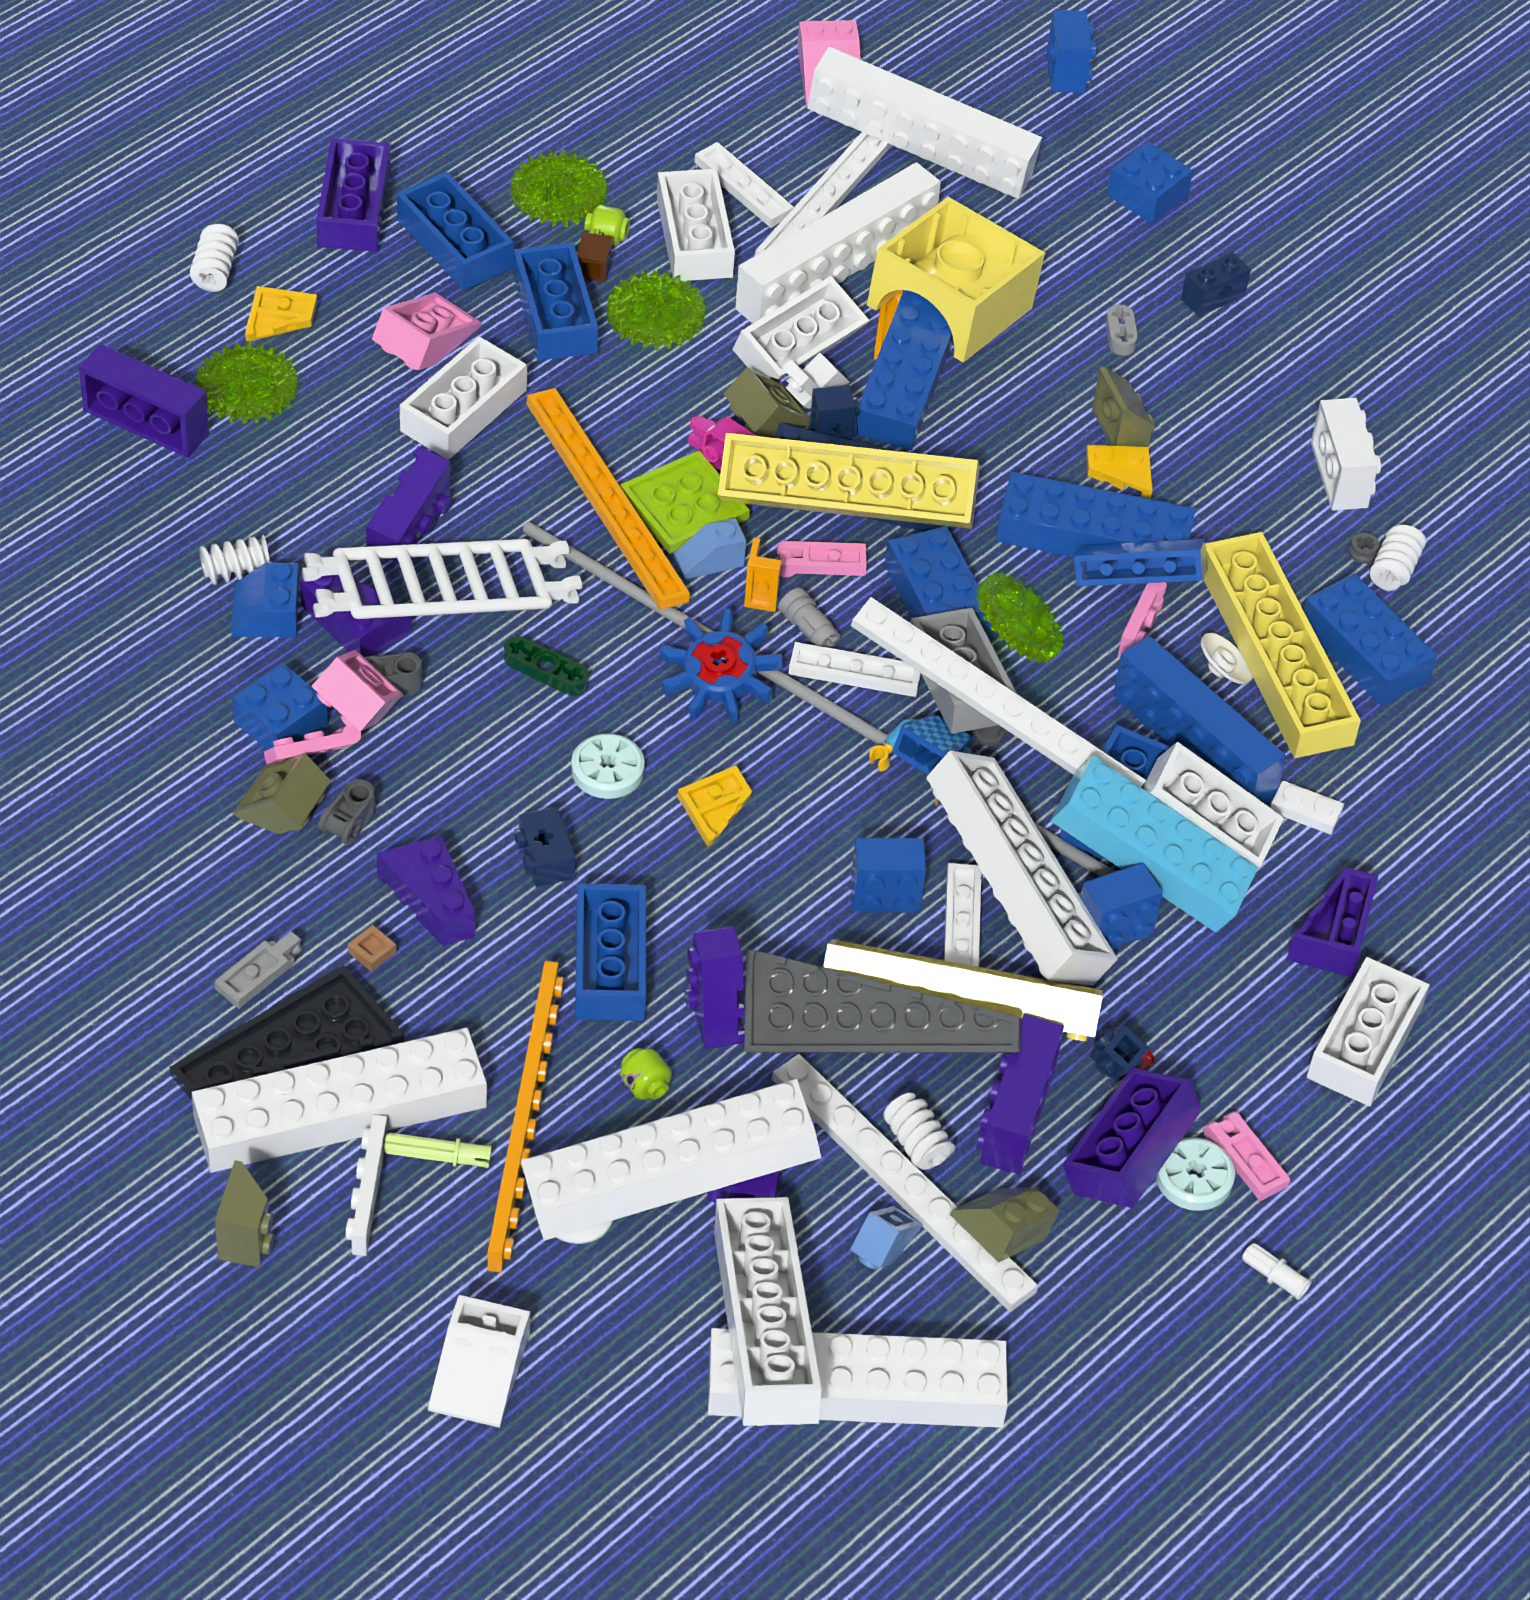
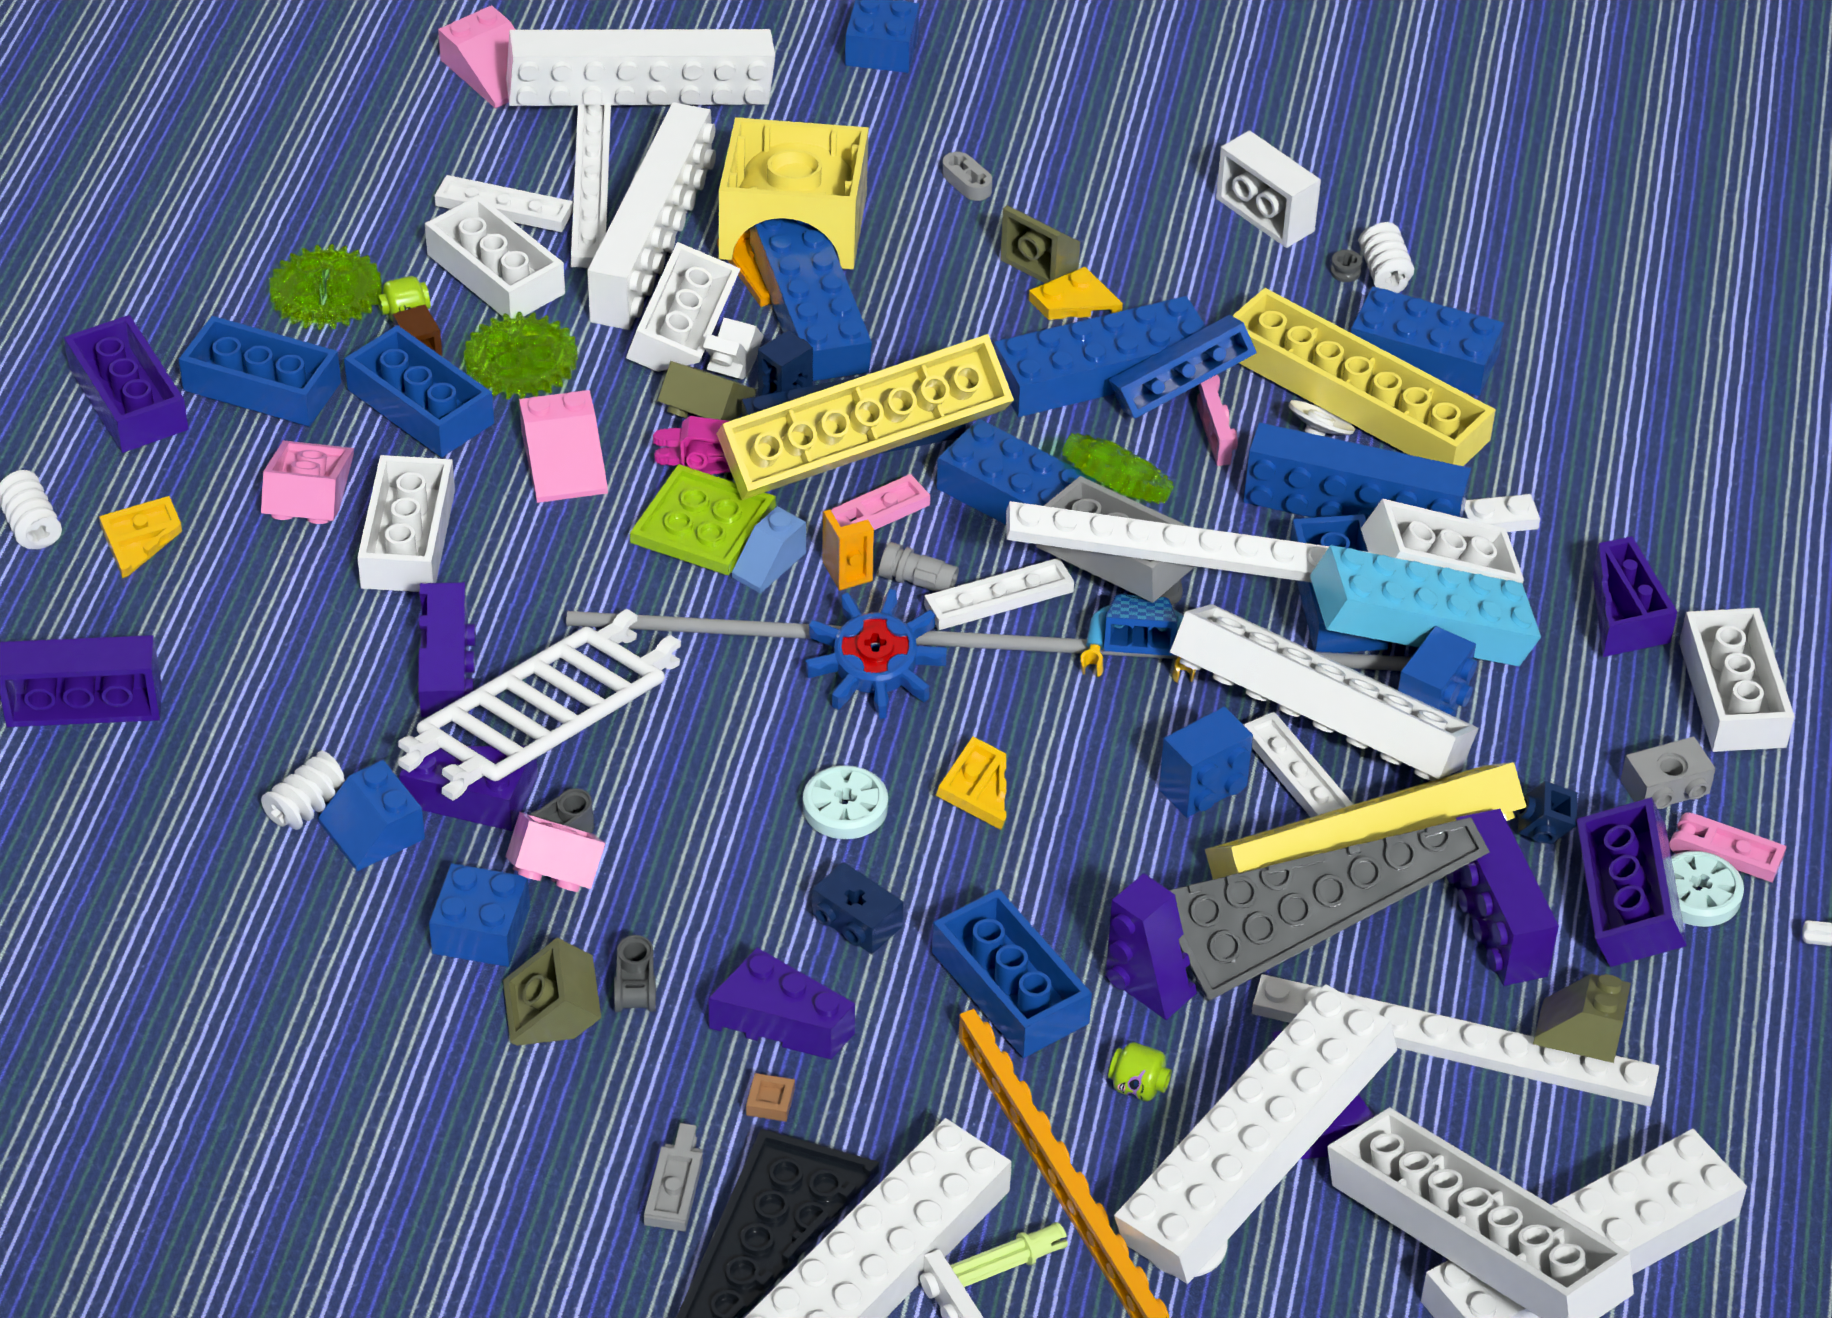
camera: 30 degrees left, 5 degrees down
(247, 382) = (173, 608): clear neon green gear -> none
(313, 744) = (545, 928): bright pink plate -> none
(537, 654) = (689, 729): dark green beam -> none
(608, 499) = (629, 551): light orange plate -> none
(628, 394) = (562, 446): none -> bright pink slope
(884, 1237) = (1491, 1100): medium blue slope -> none
(918, 1131) = (1436, 985): white piece -> none
(1215, 284) = (1019, 96): dark blue brick -> none
(1263, 1071) = (1668, 773): none -> light grey brick

